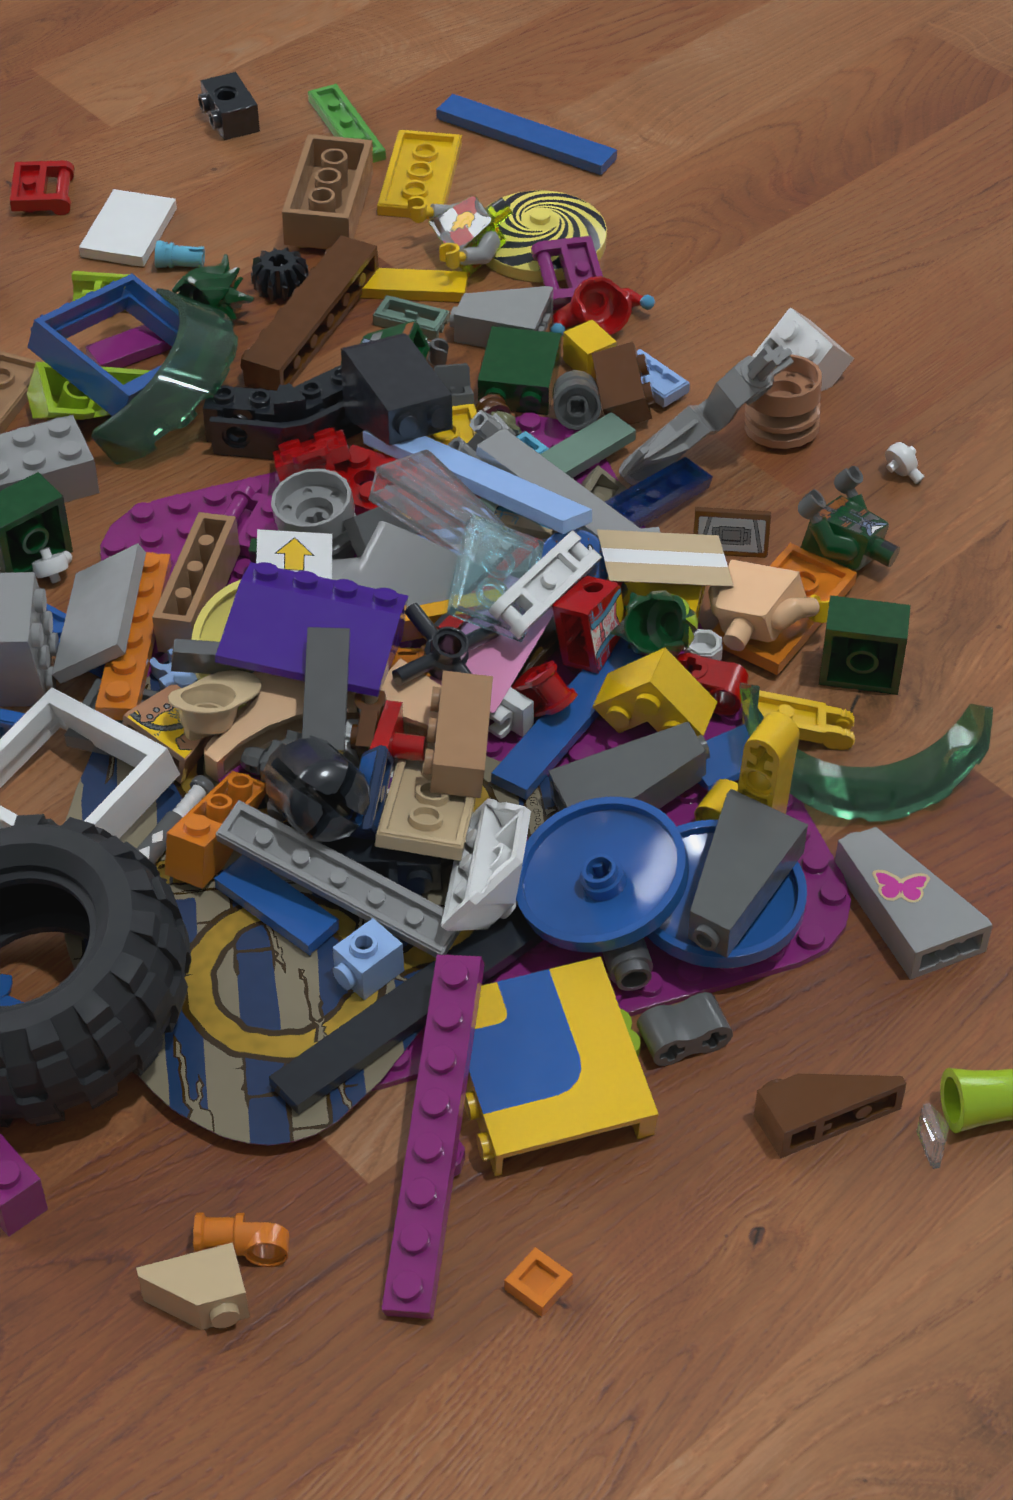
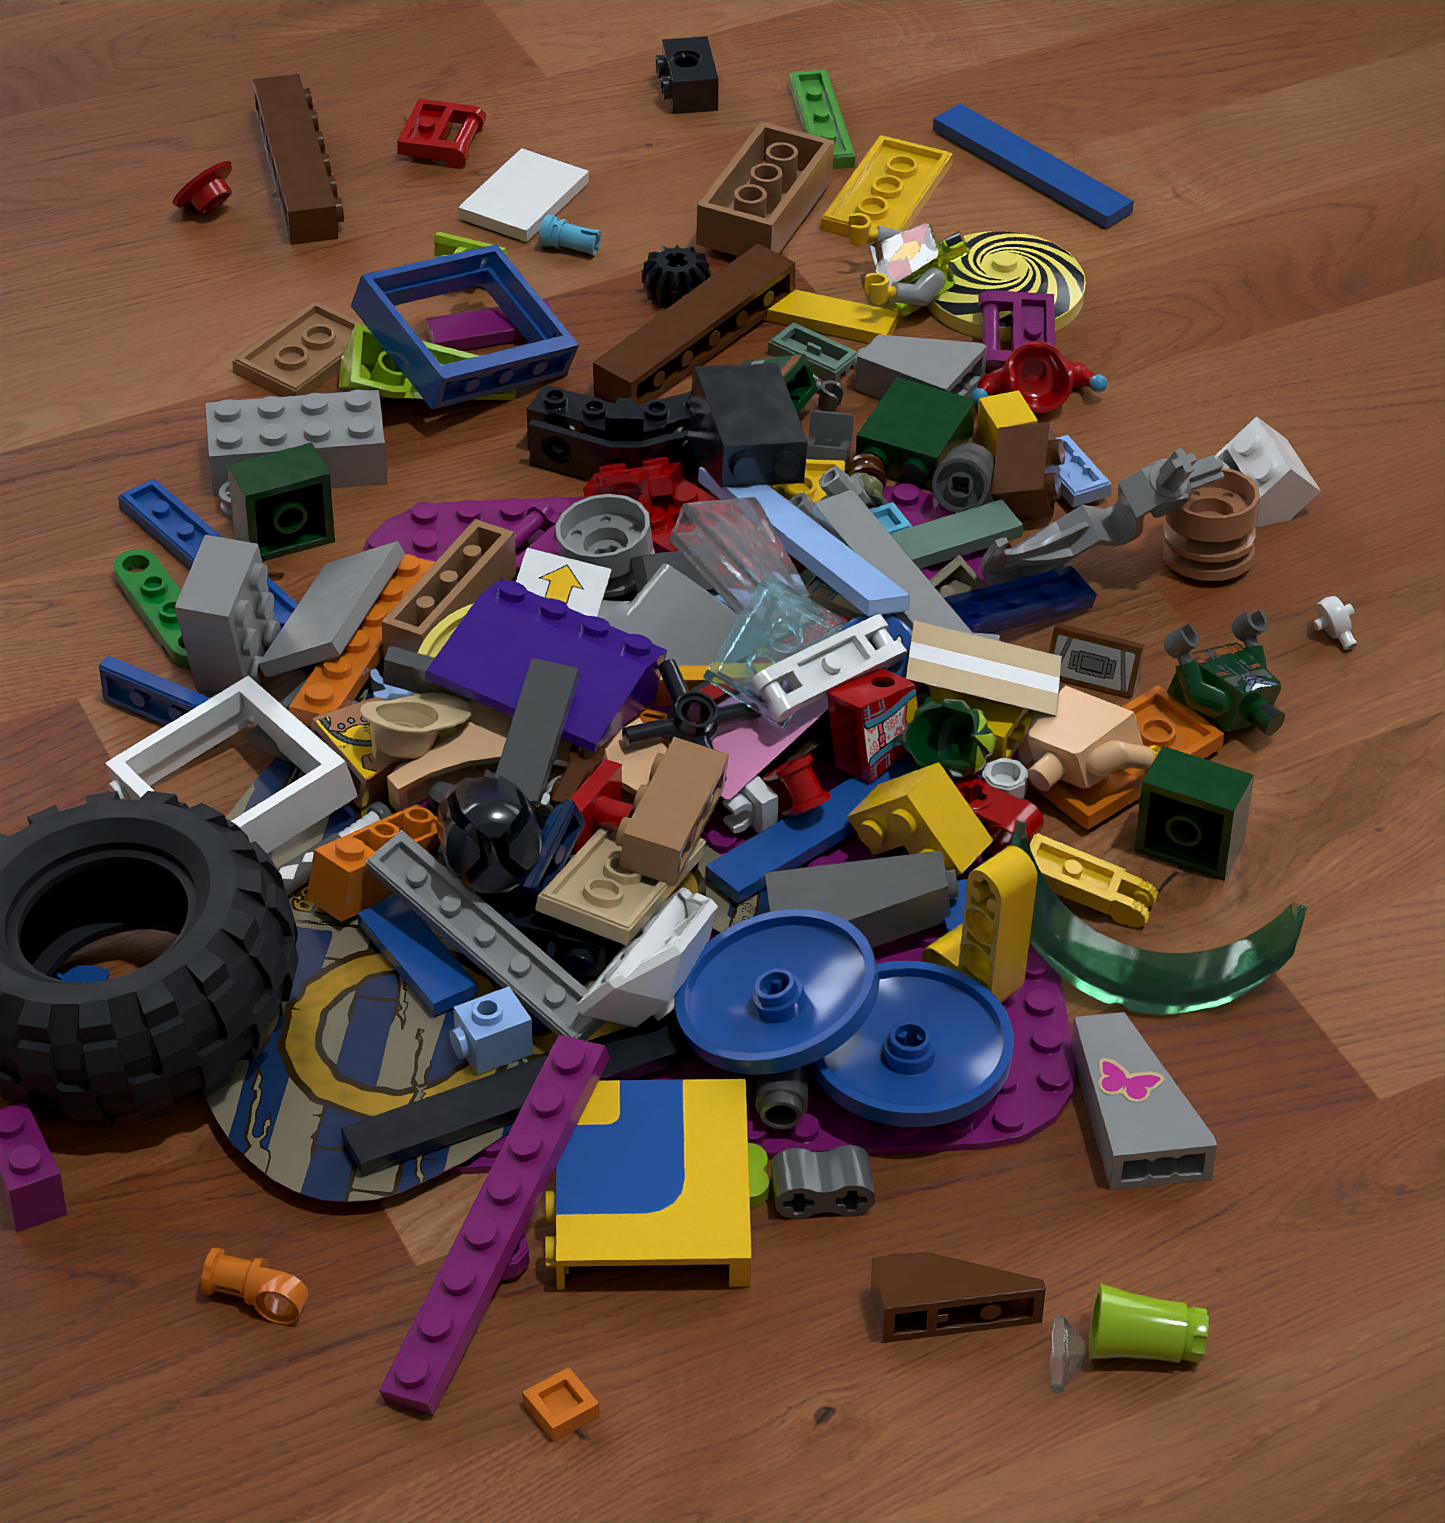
camera: 15 degrees right, 5 degrees down
(51, 565) = (304, 549): white piece -> none
(188, 375) = (517, 370): clear green windscreen -> none
(197, 1287) = (192, 1322): tan slope -> none
(214, 287) = (586, 285): dark green hair -> none
(743, 870) = (937, 1020): dark grey slope -> none

